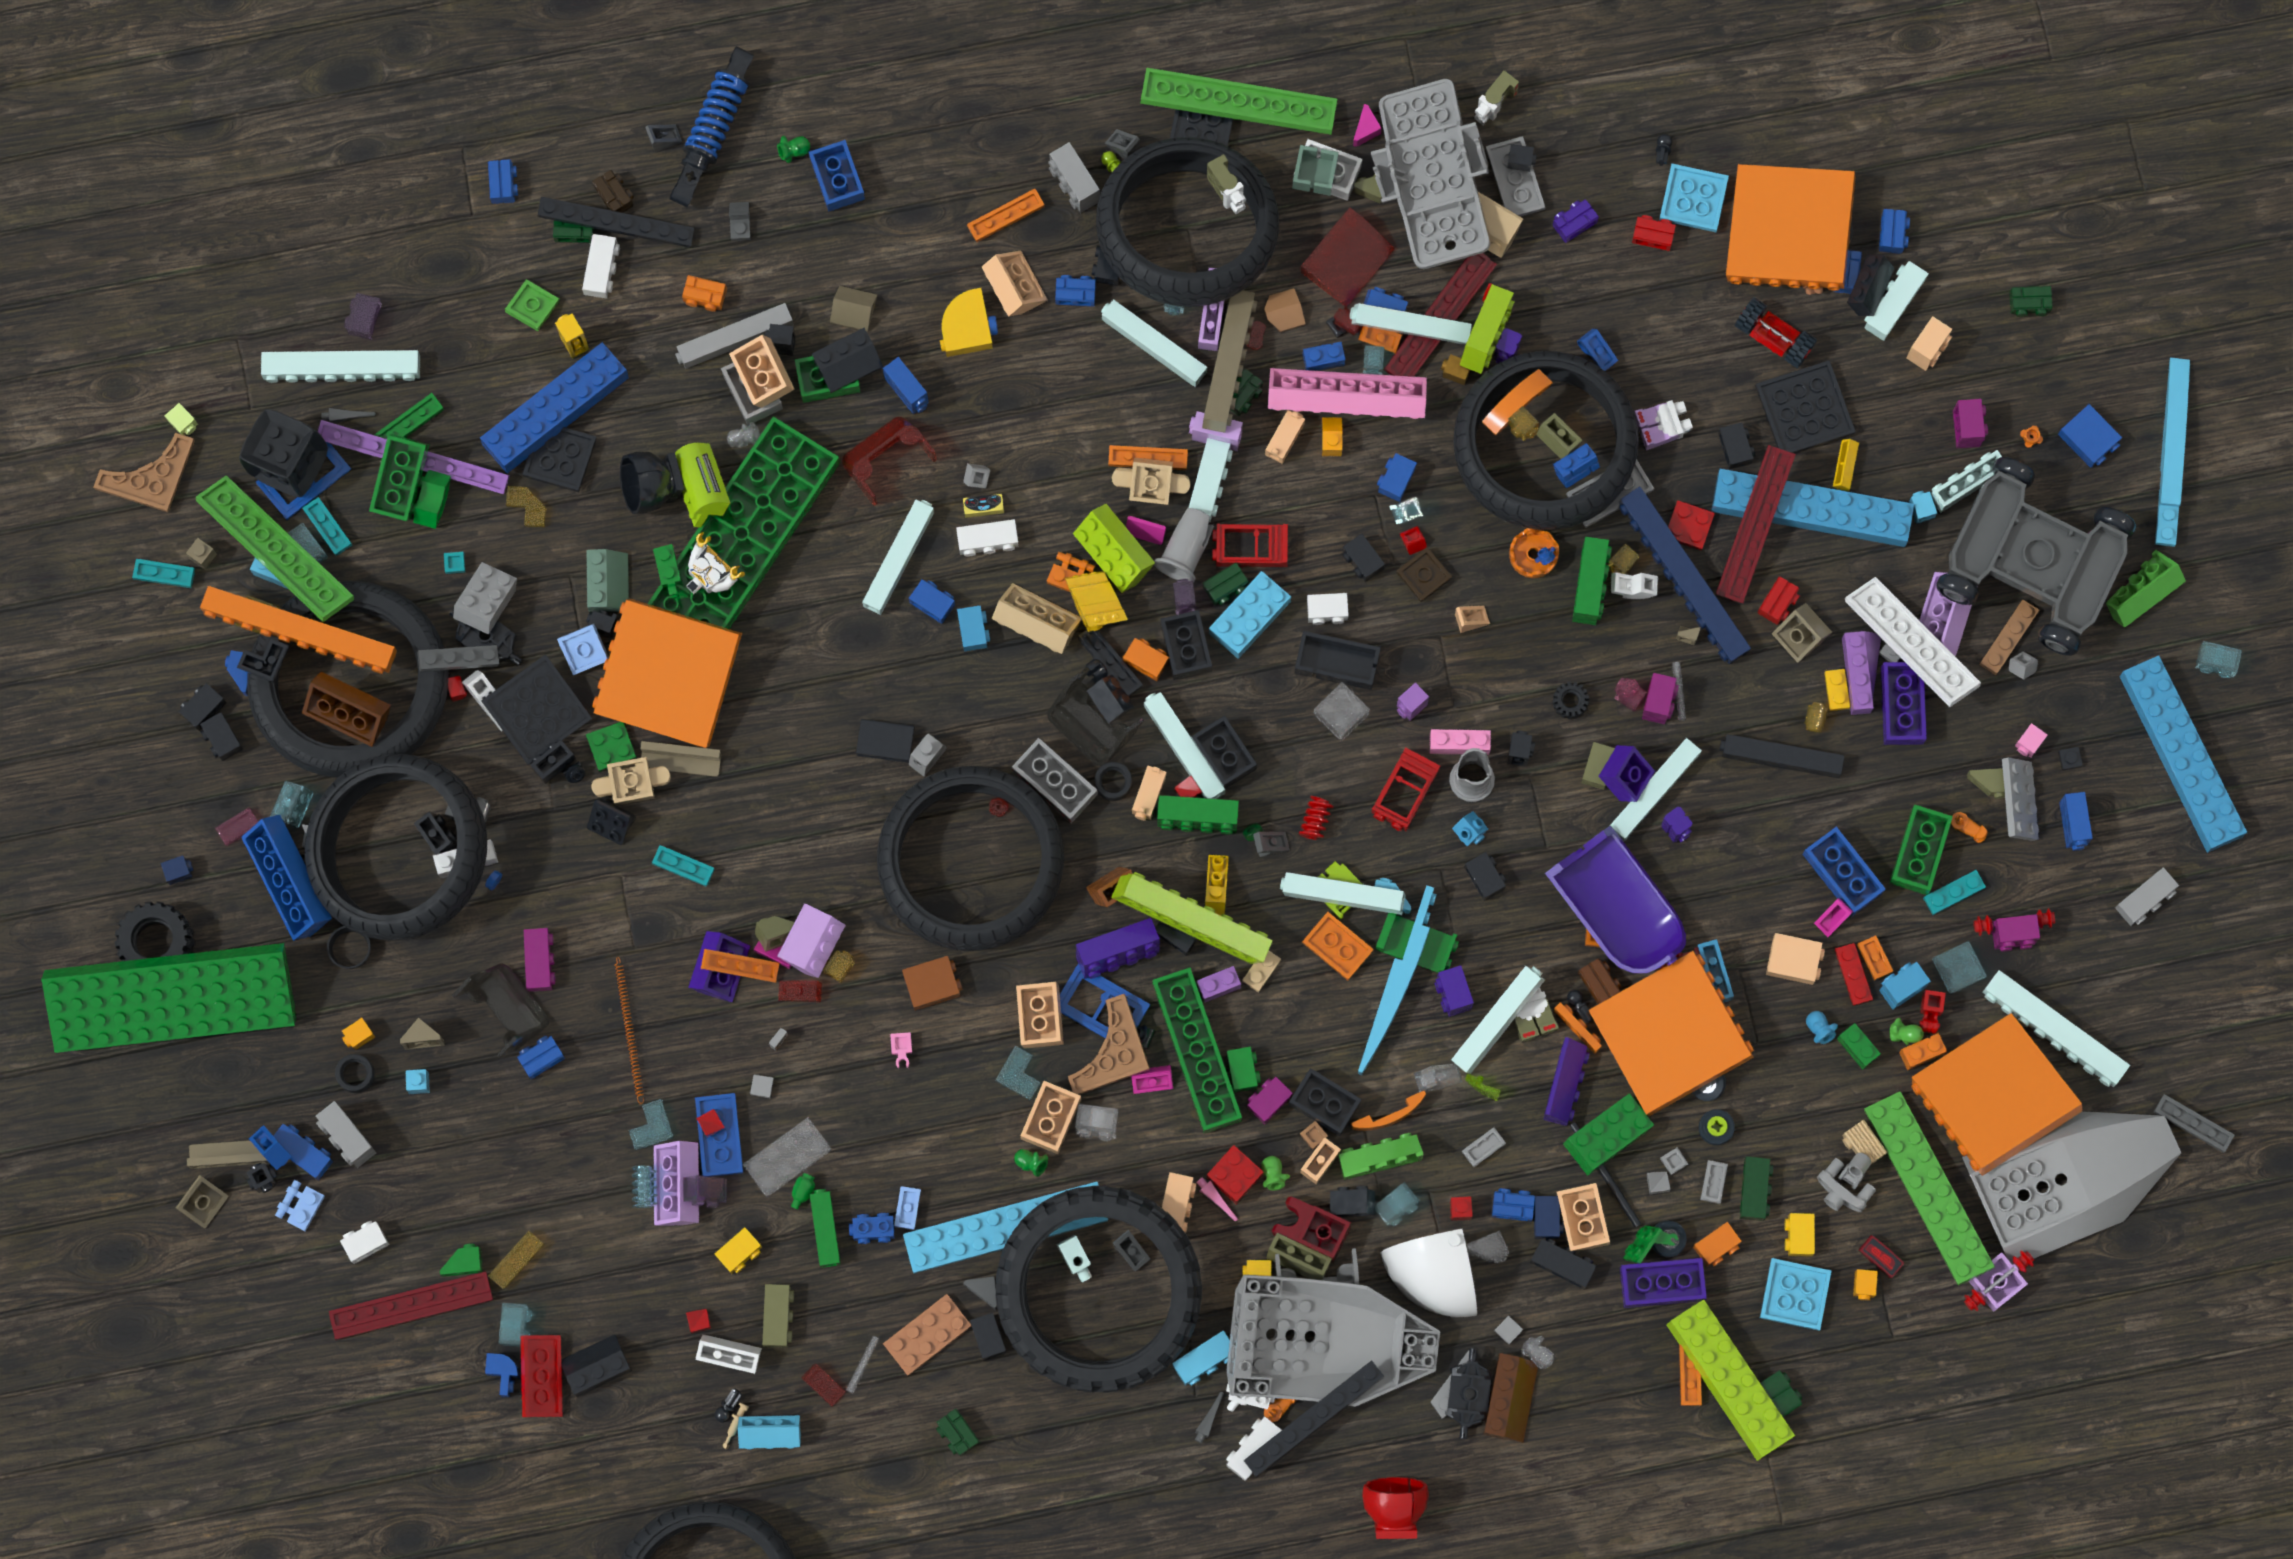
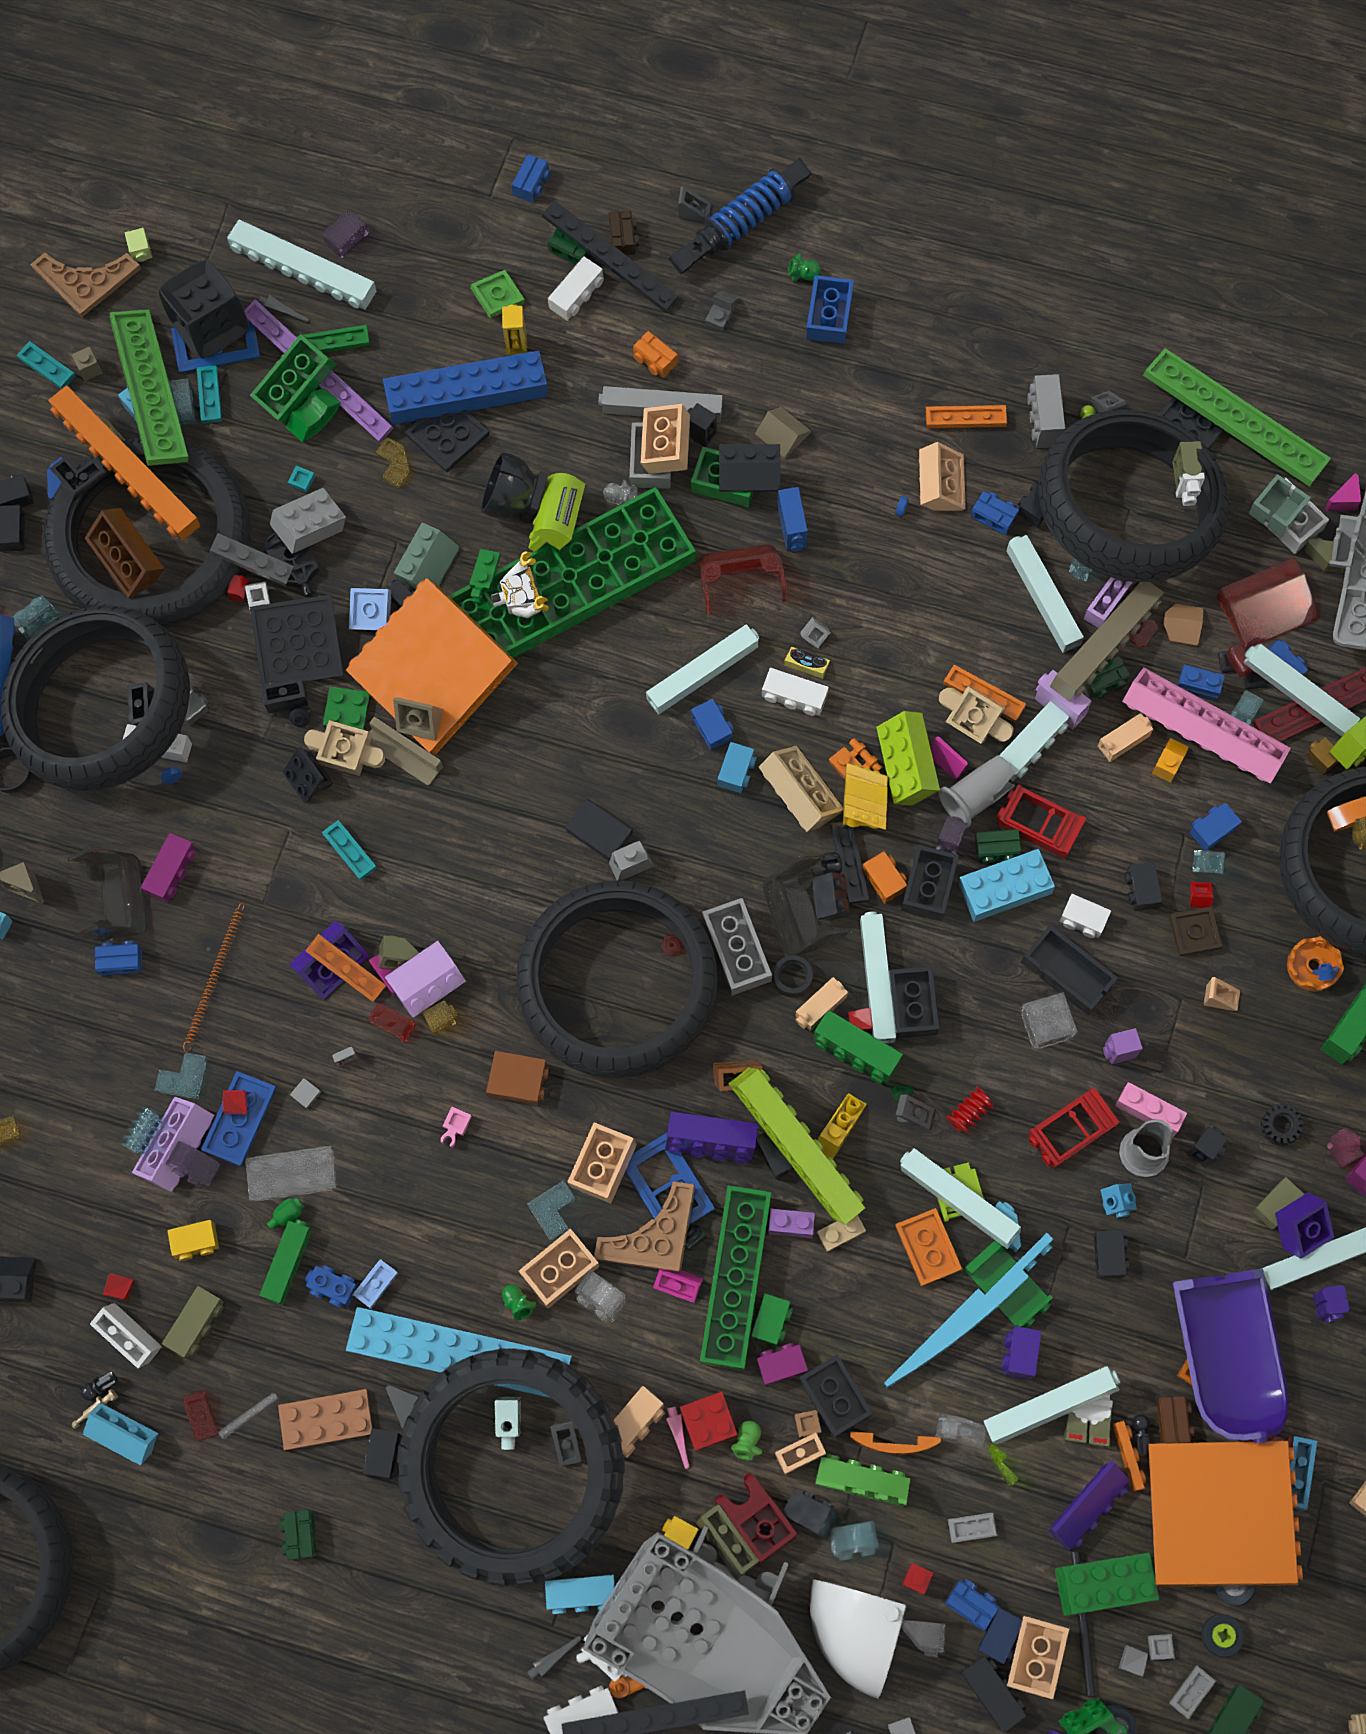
camera: 30 degrees right, 5 degrees down
(682, 724) = (417, 718): none -> dark tan slope
(965, 325) = (877, 494): yellow brick -> none
(1379, 337) = (1265, 690): orange plate -> none

